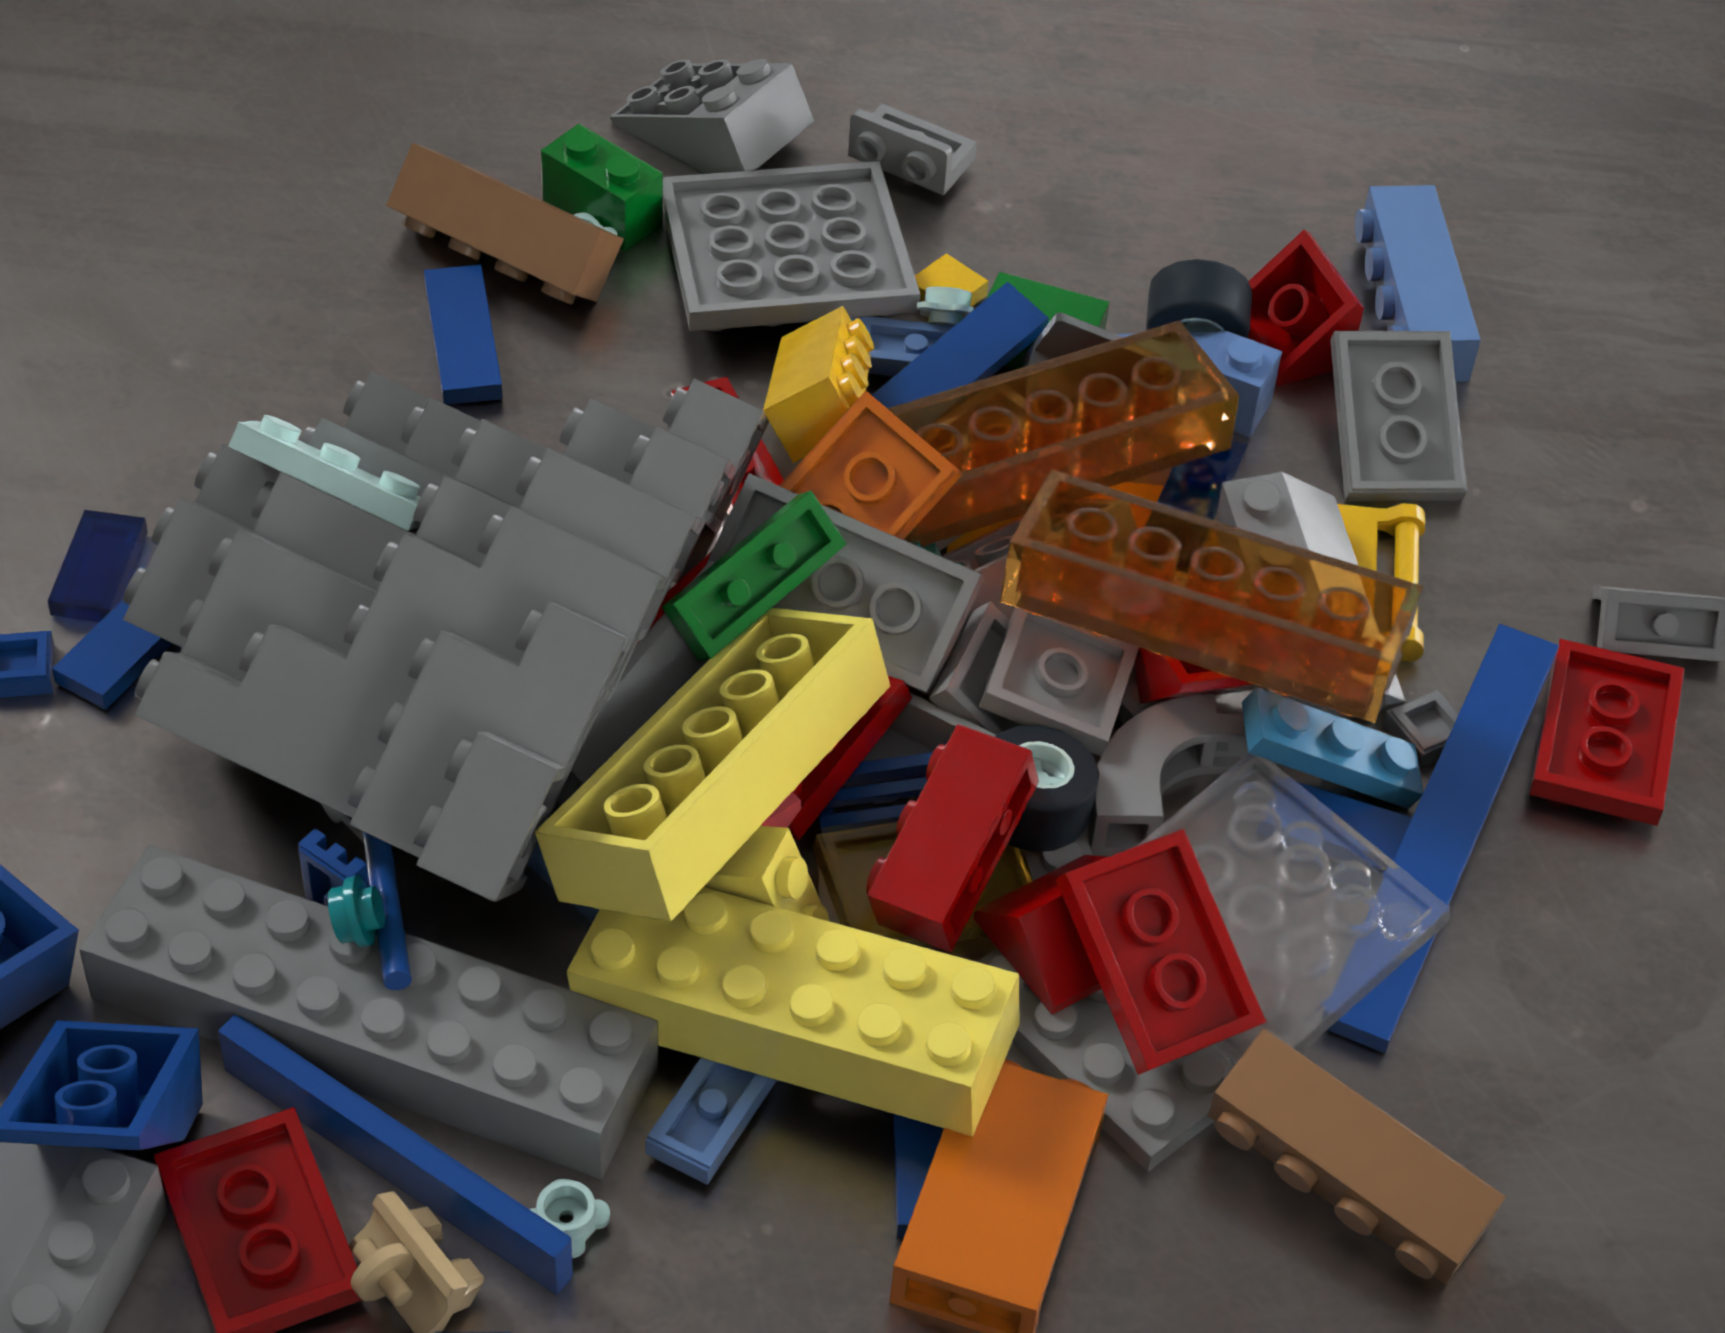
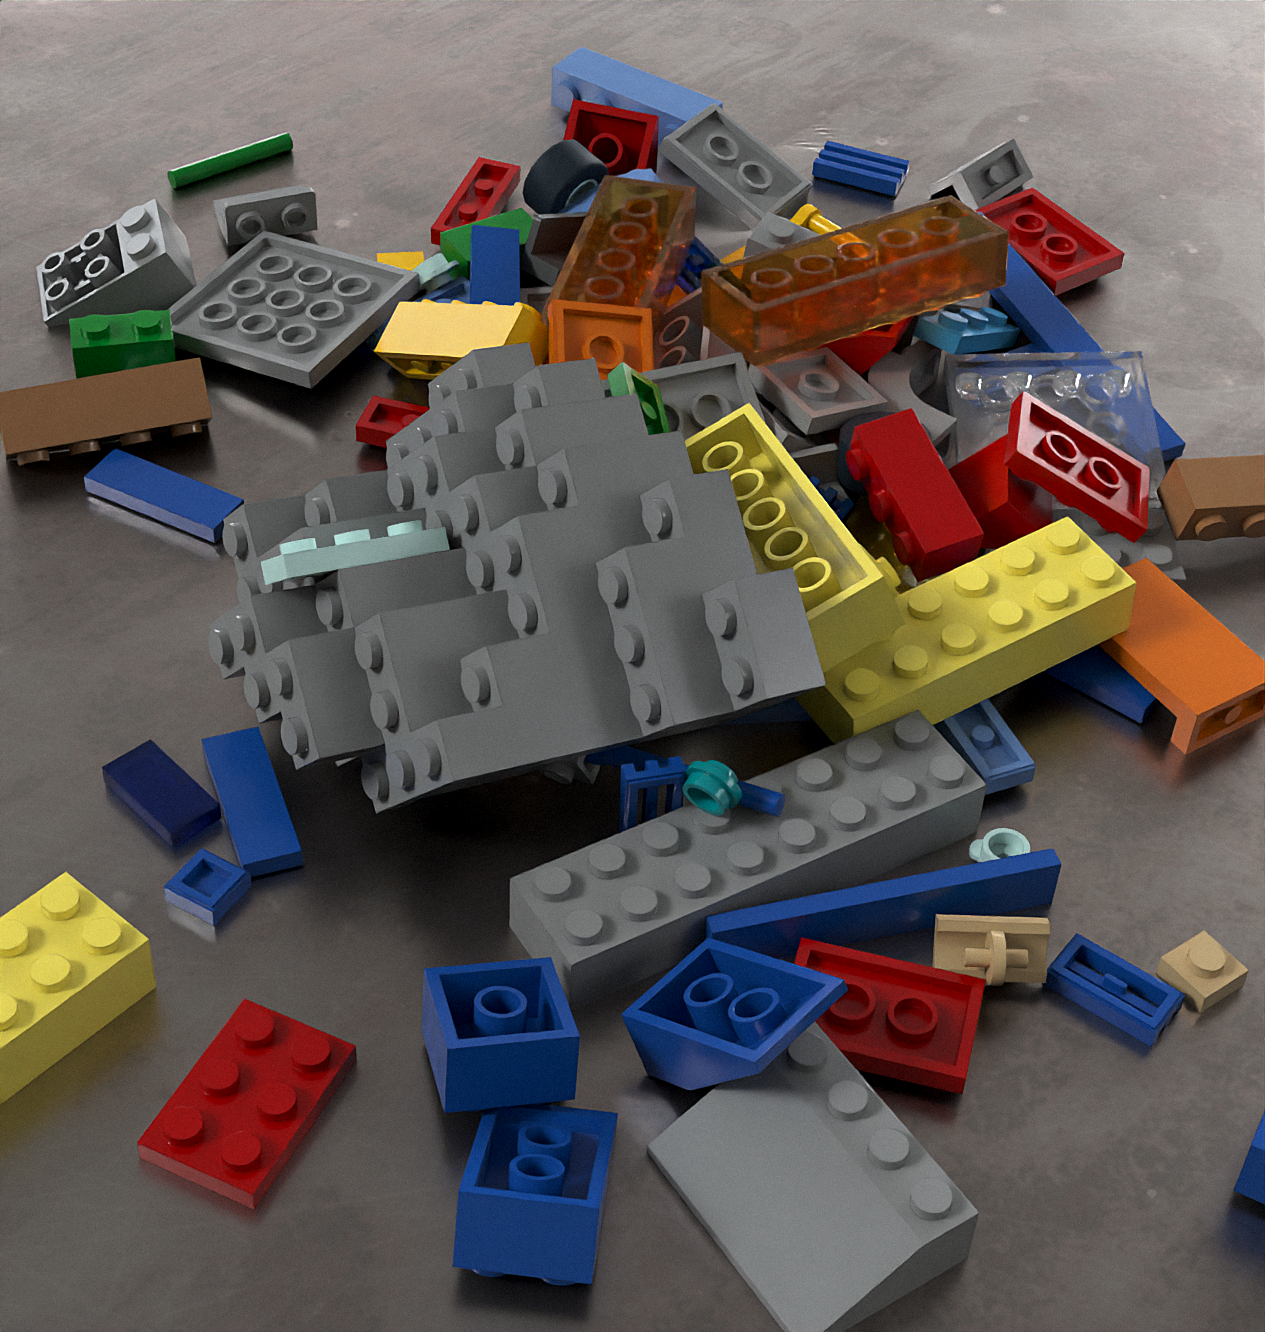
camera: 50 degrees left, 5 degrees down
(975, 77) = (230, 160): none -> green bar
(1111, 268) = (478, 196): none -> red plate
(1563, 512) = (861, 168): none -> blue tile

